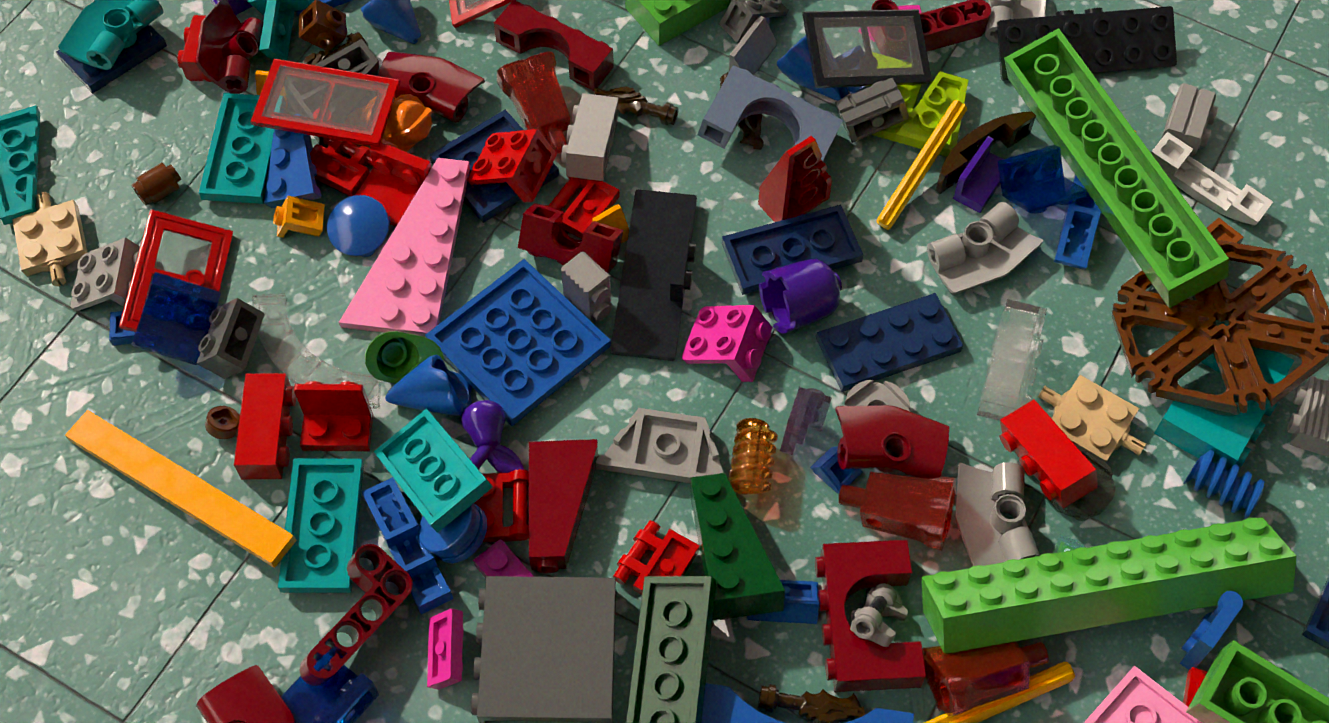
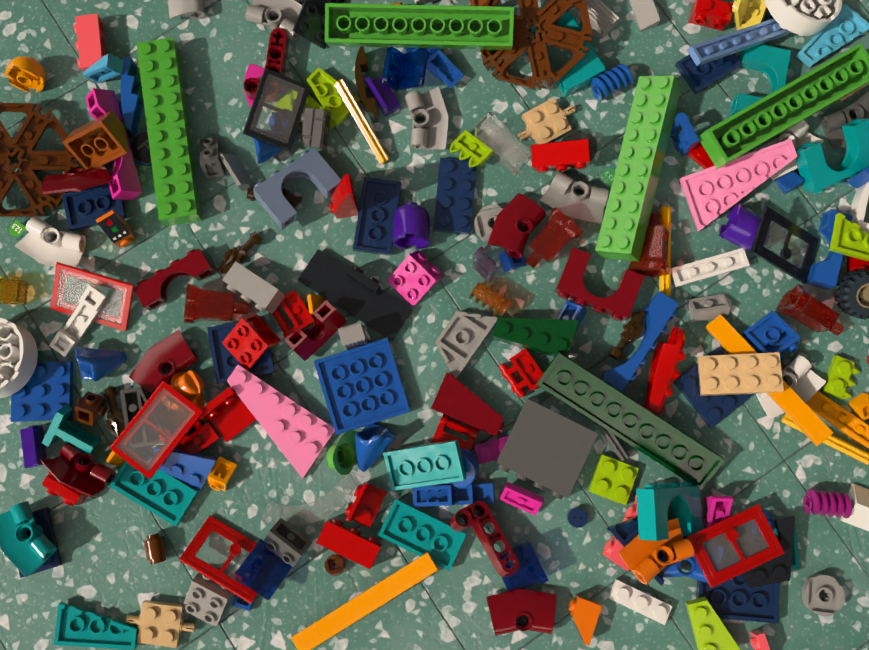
camera: 65 degrees left, 20 degrees up
(358, 225) = (244, 443): blue dish -> none
(485, 425) = (408, 426): dark purple piece -> none
(868, 621) = (608, 289): light grey piece -> none
(975, 326) = (471, 148): none -> lime plate

